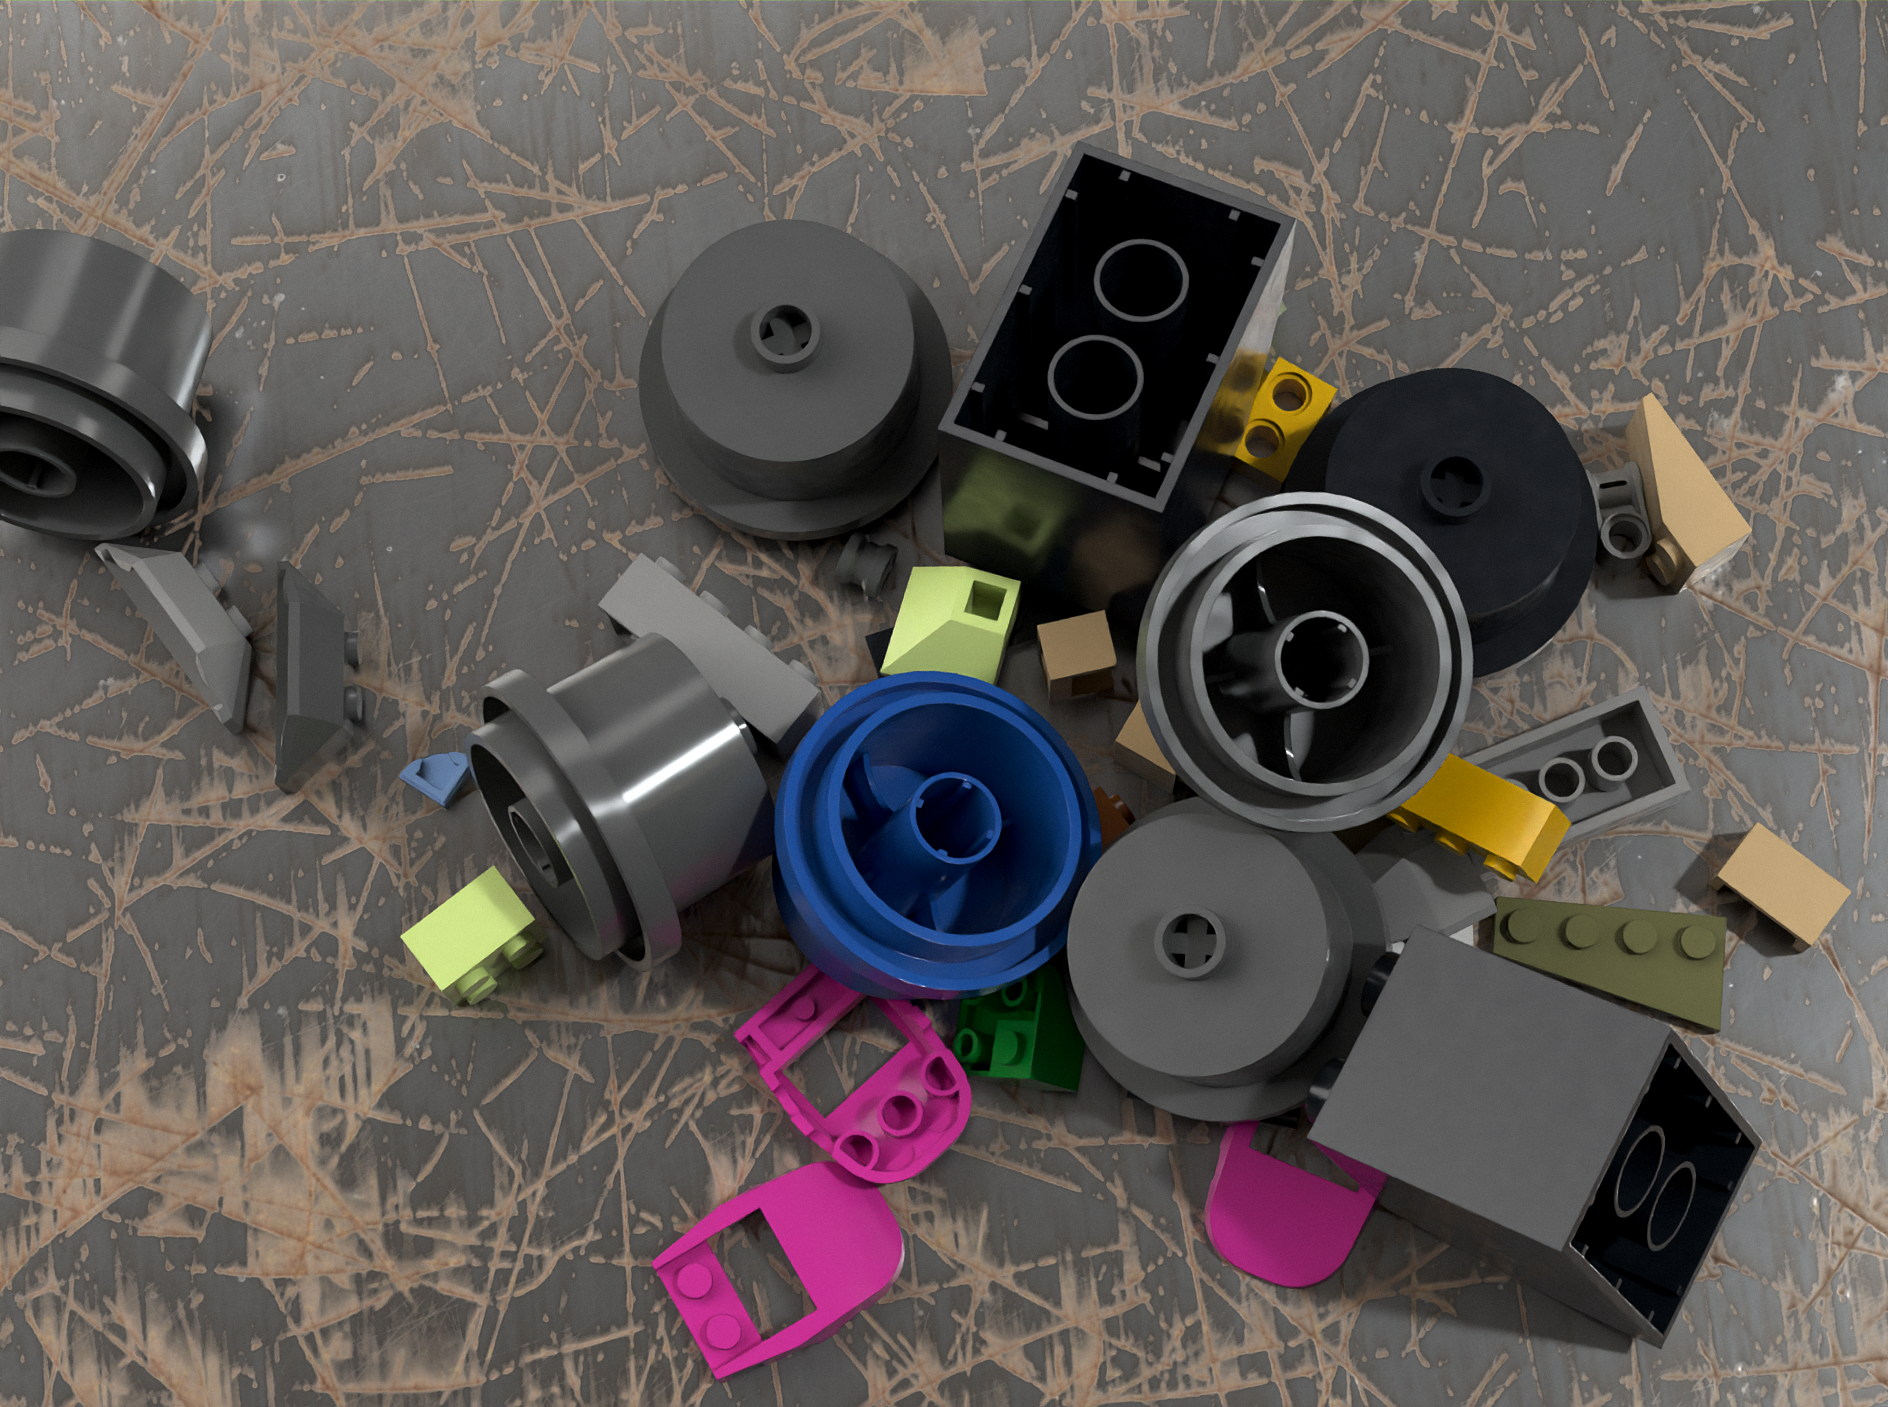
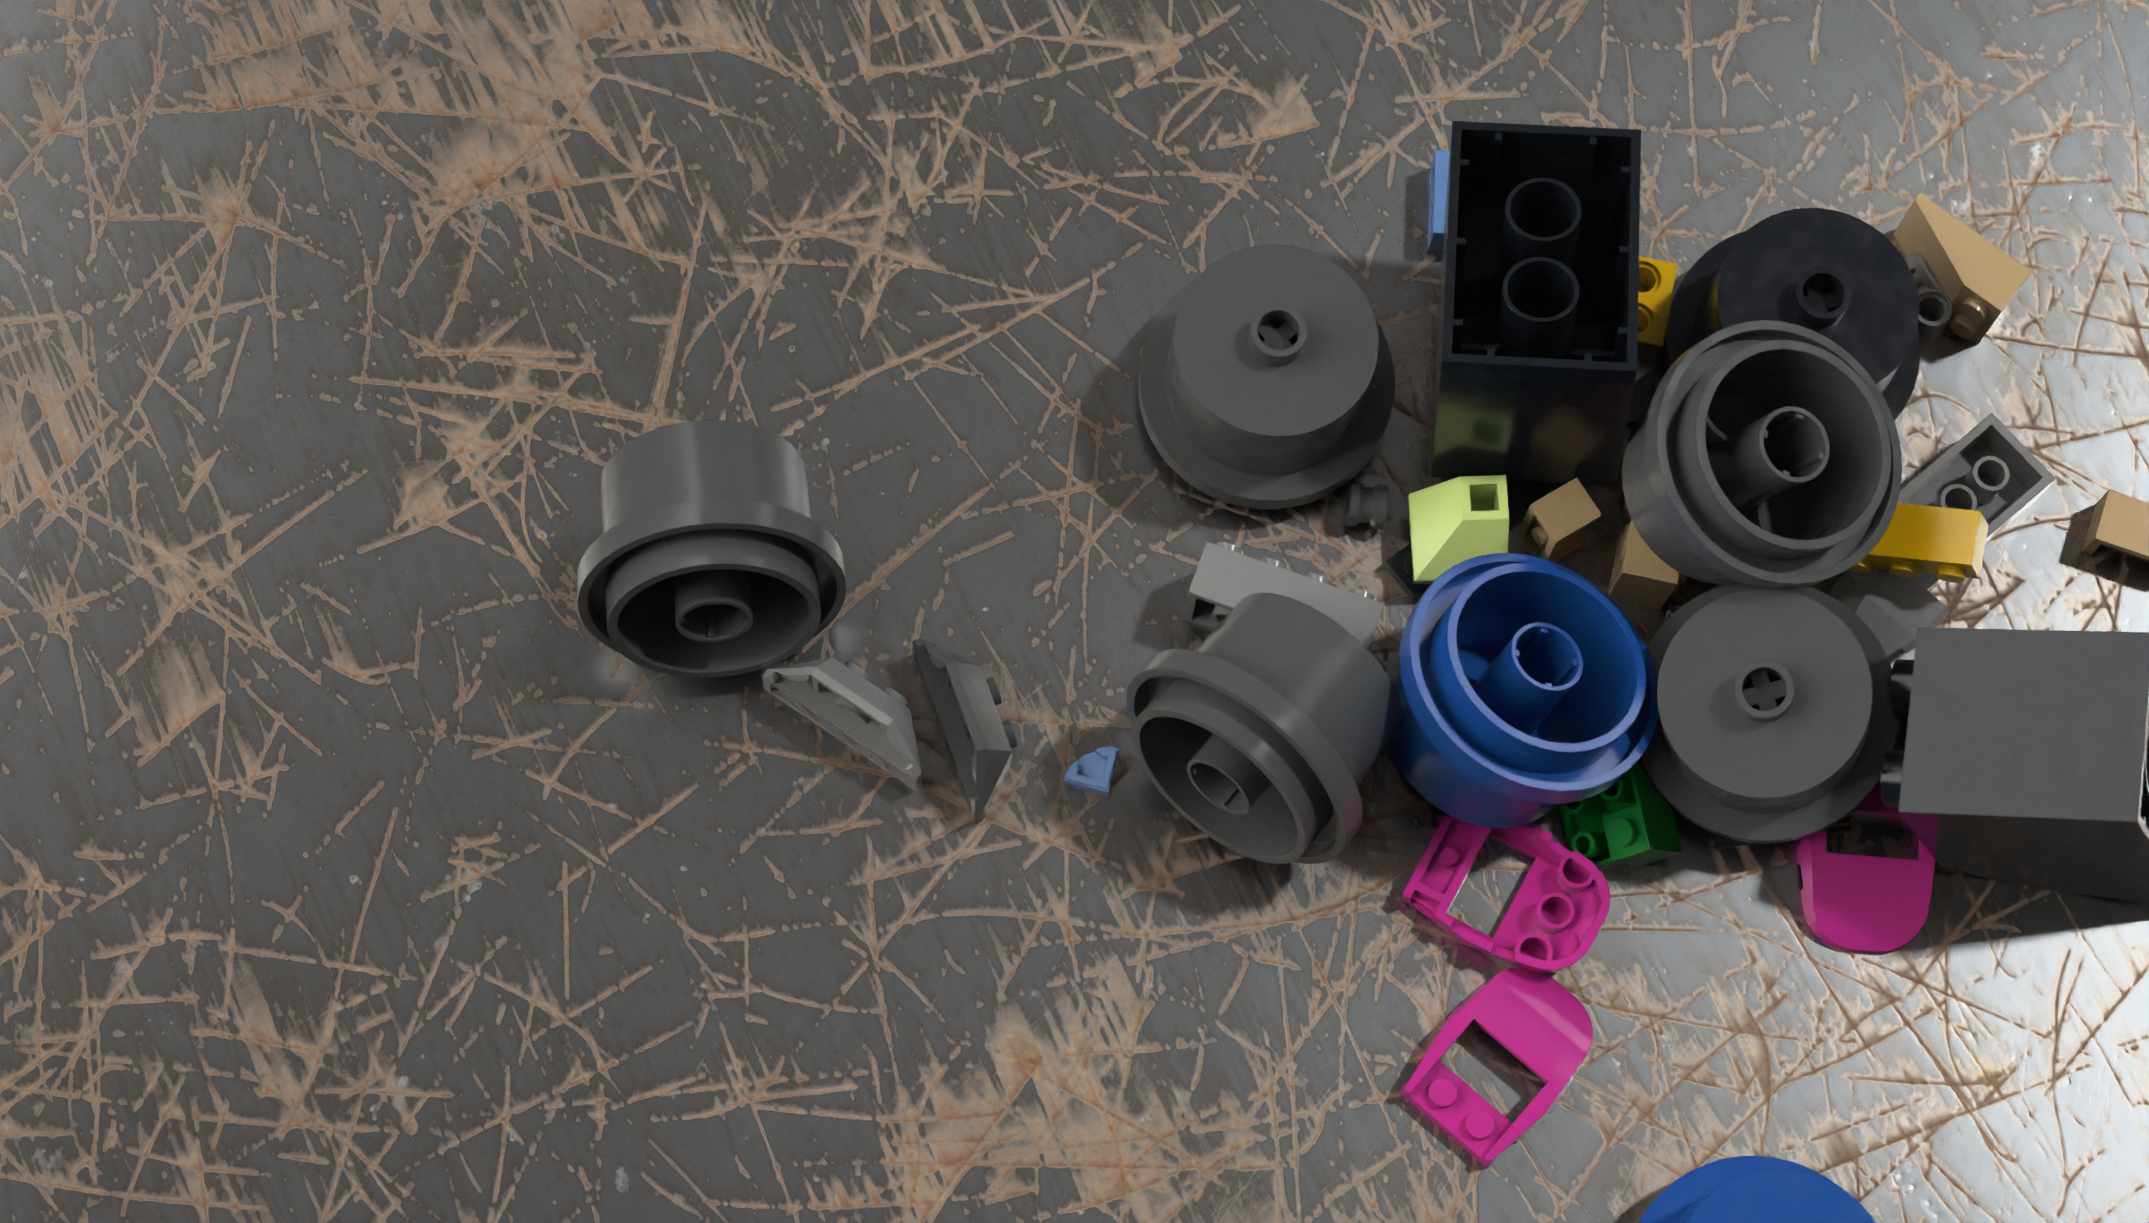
camera: 30 degrees left, 5 degrees down
(476, 938) = (1178, 880): yellowish green brick -> none
(1638, 955) = (2065, 605): olive wing -> none

